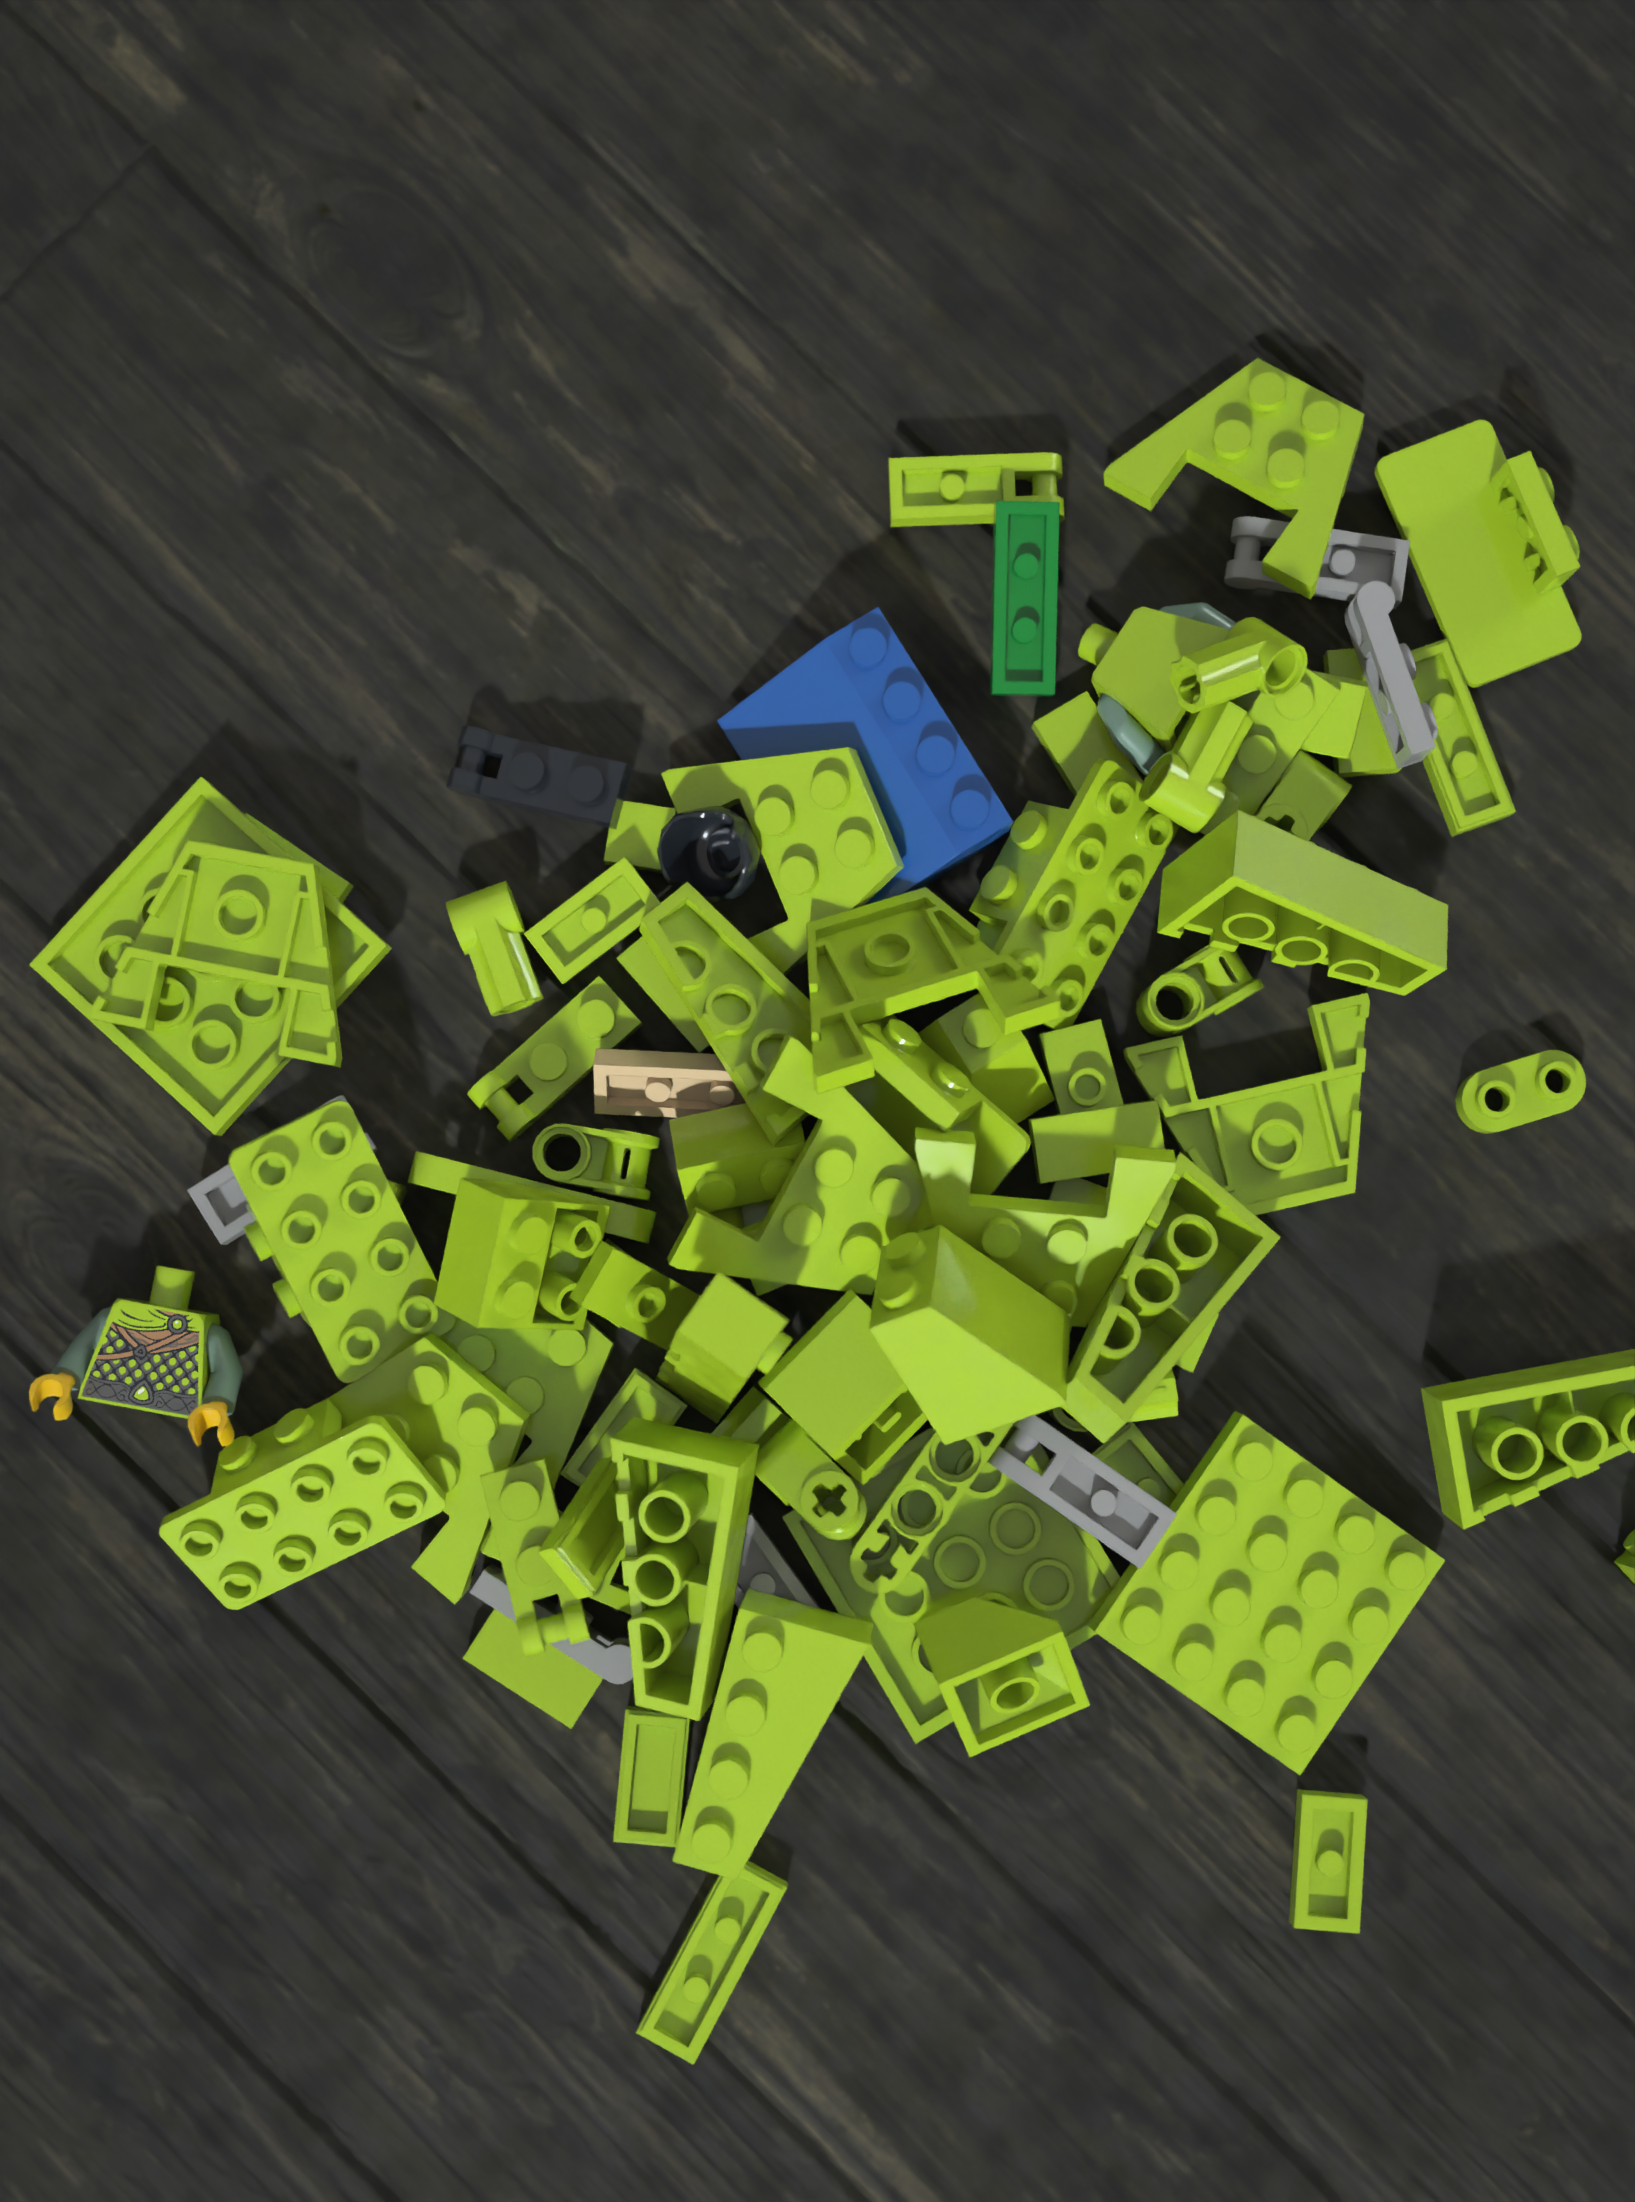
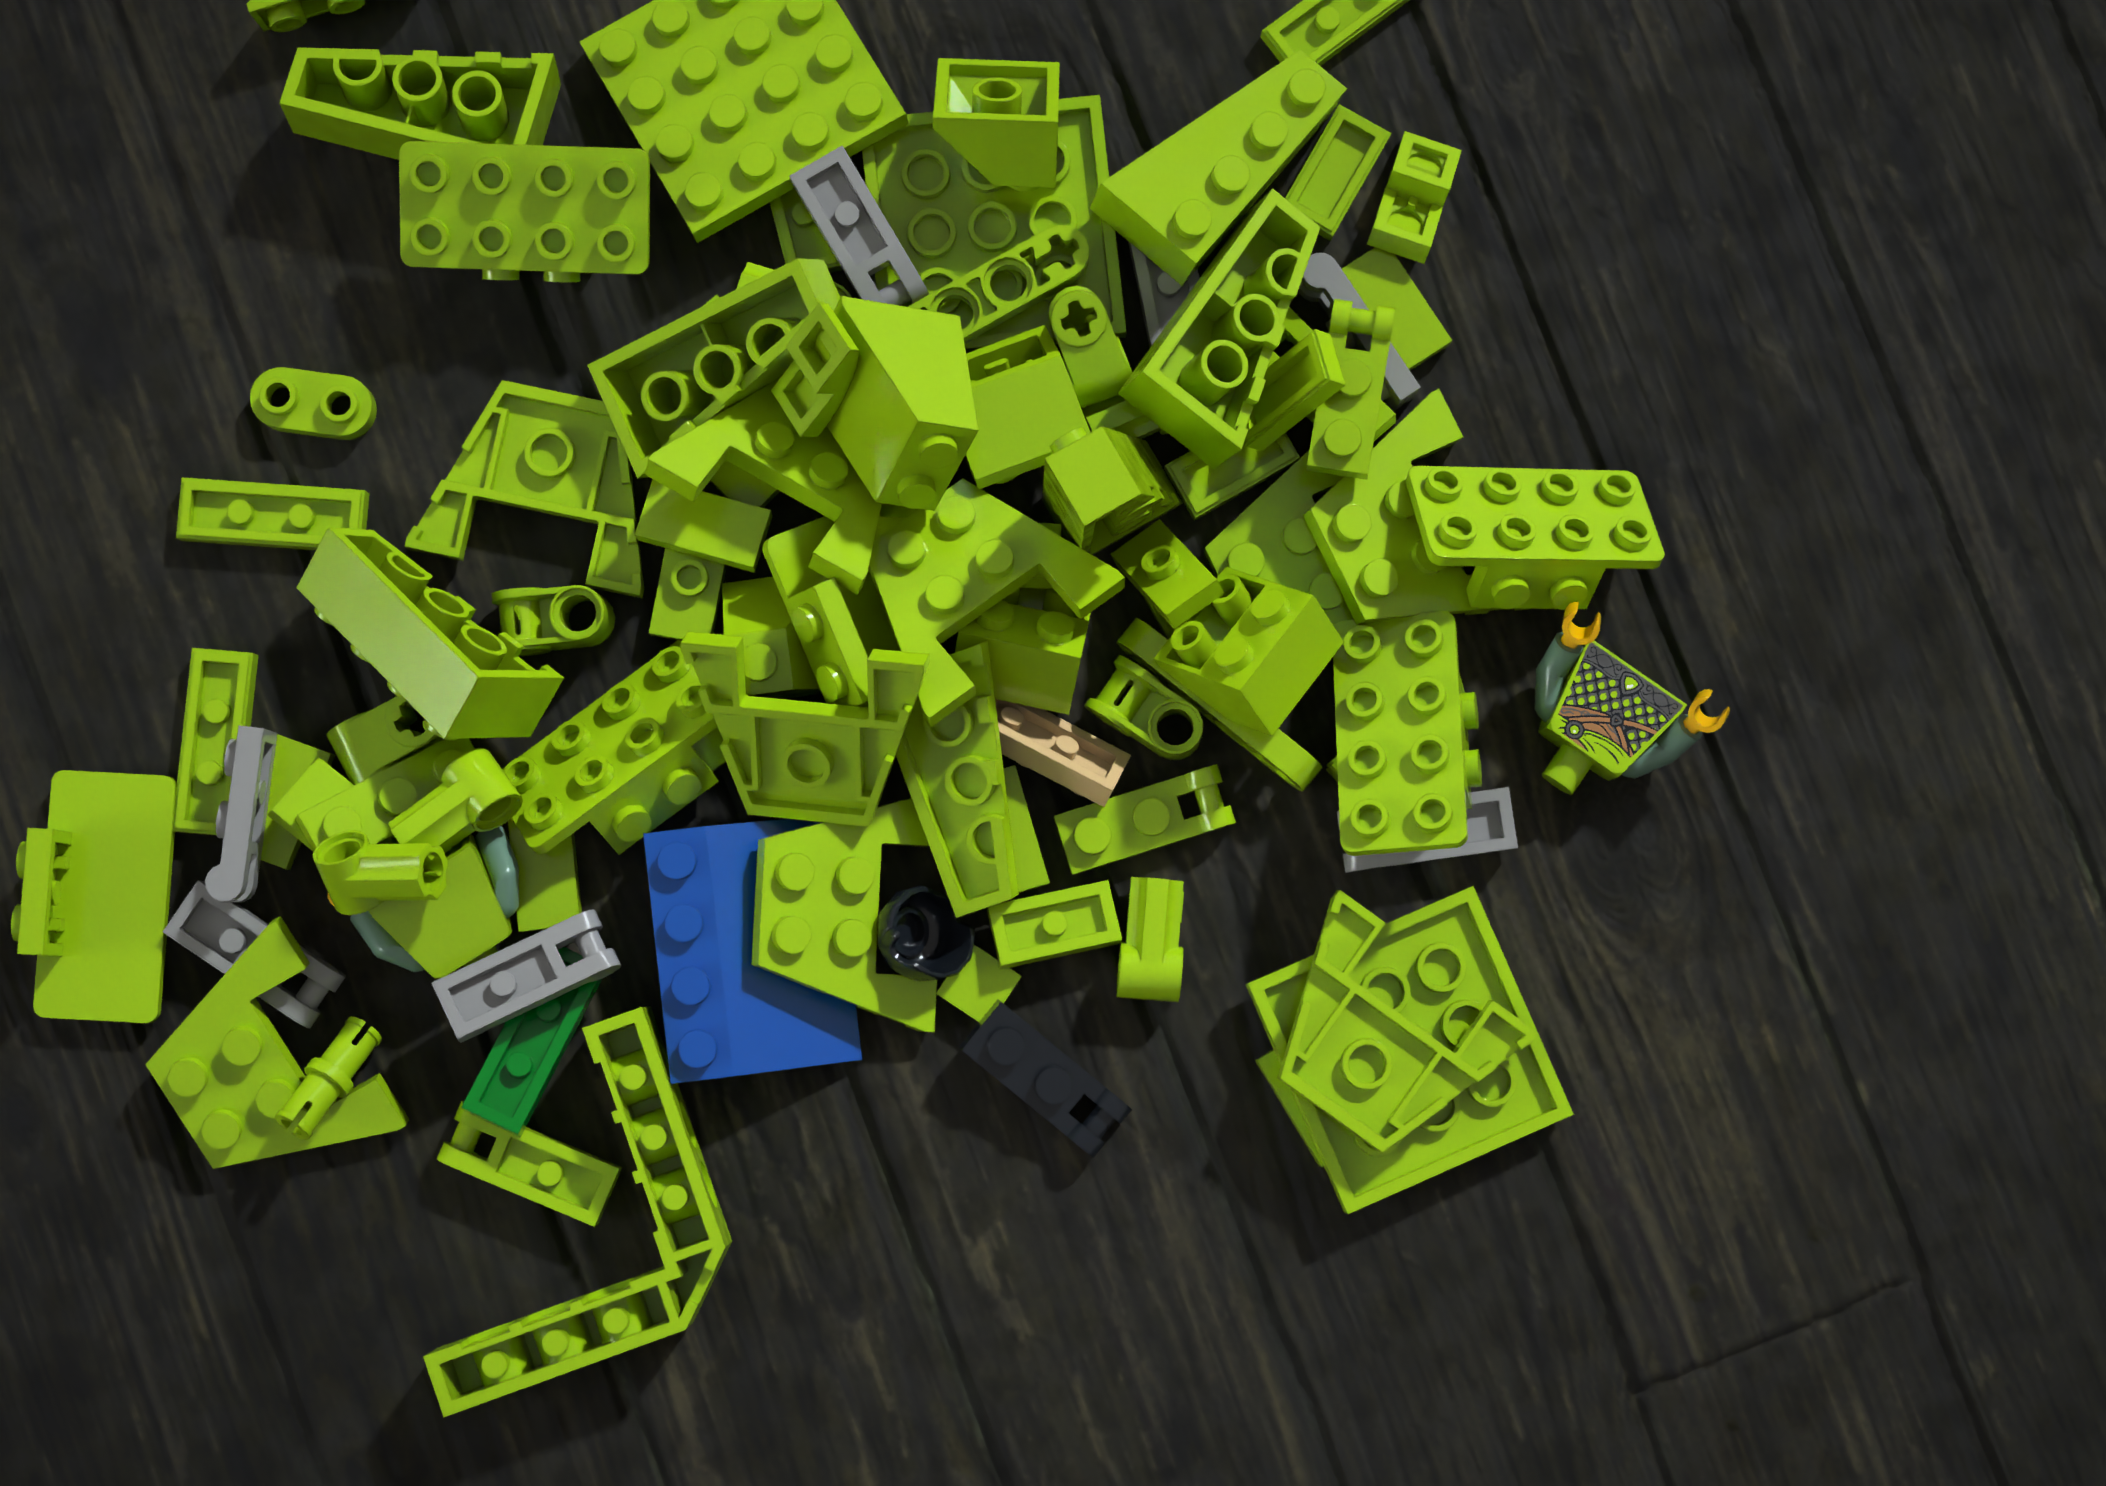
camera: 165 degrees left, 0 degrees up
(562, 1786) = (1414, 197): none -> lime slope
(819, 398) = (641, 1308): none -> lime brick
(1054, 1322) = (819, 373): none -> lime slope
(1060, 643) = (524, 976): none -> light grey plate
(1193, 478) = (328, 1078): none -> lime pin
(1415, 1362) = (524, 209): none -> lime bracket
(1509, 969) = (266, 513): none -> lime tile

